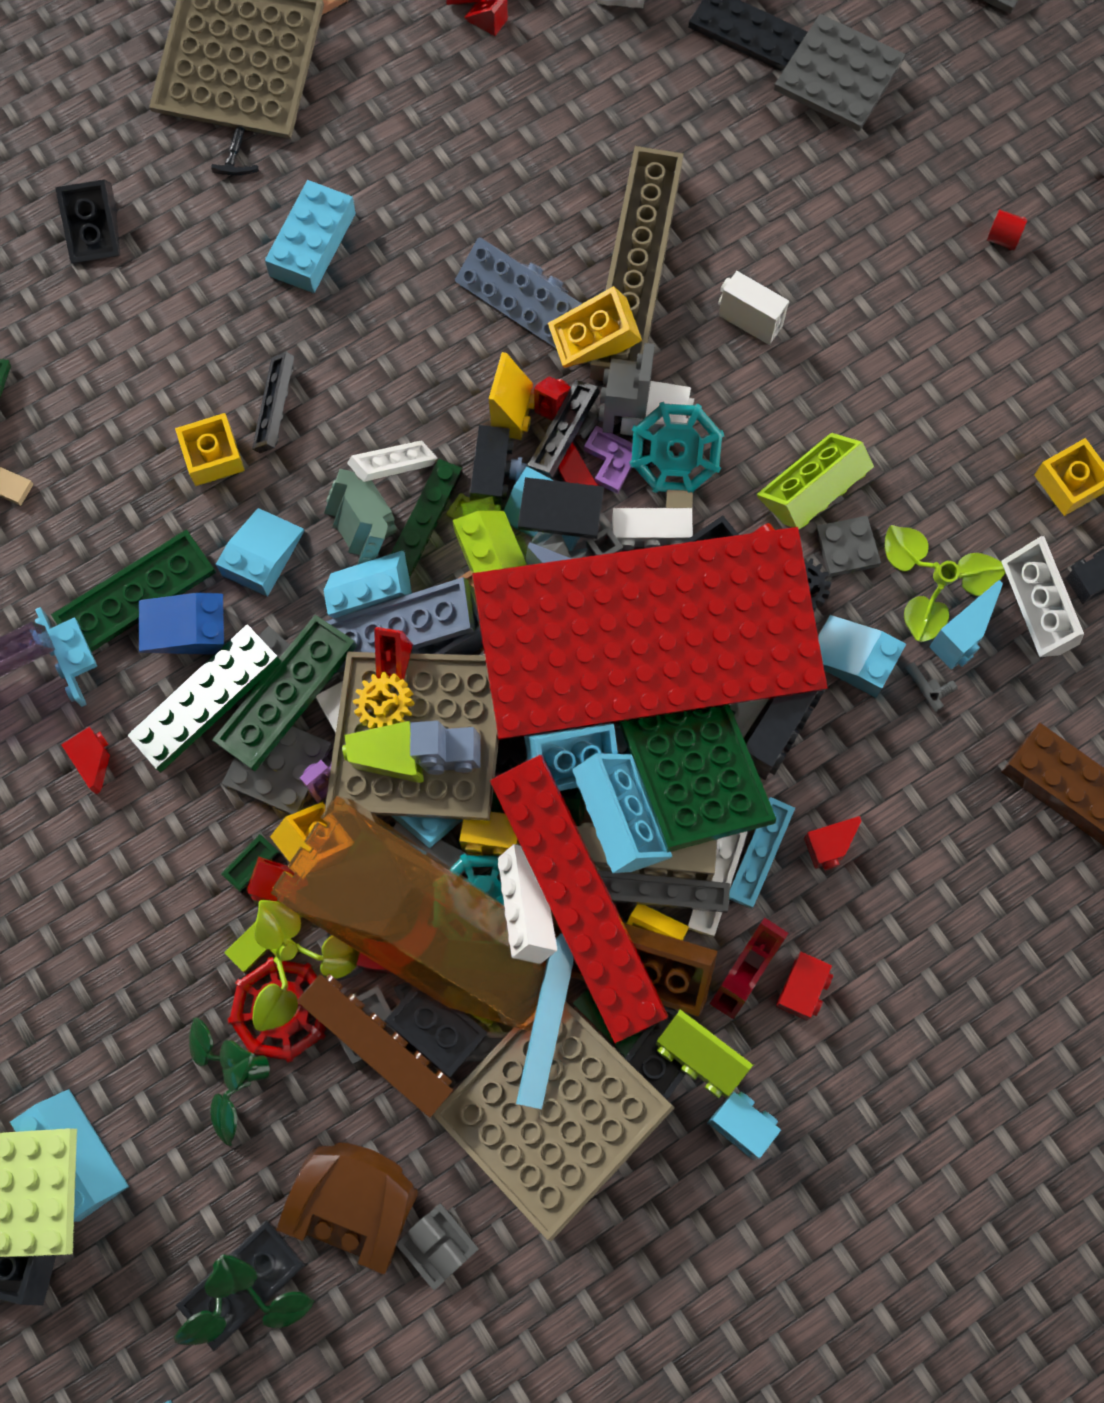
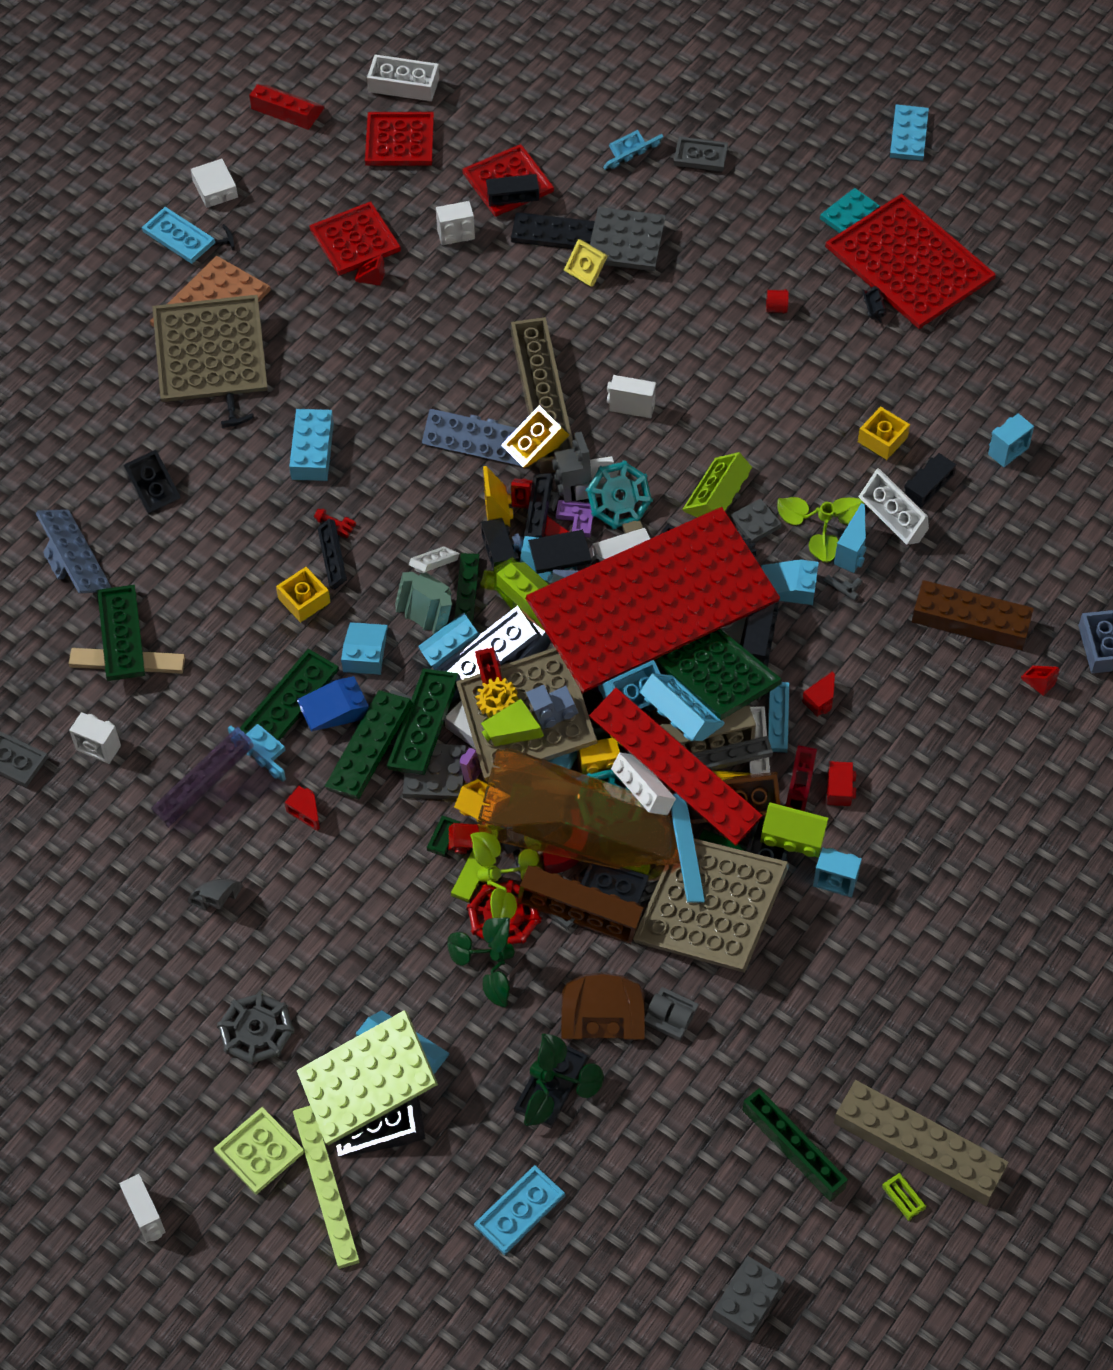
camera: 20 degrees left, 15 degrees down
(282, 342) = (343, 527): none -> red hinge
(771, 90) = (585, 262): none -> light yellow tile

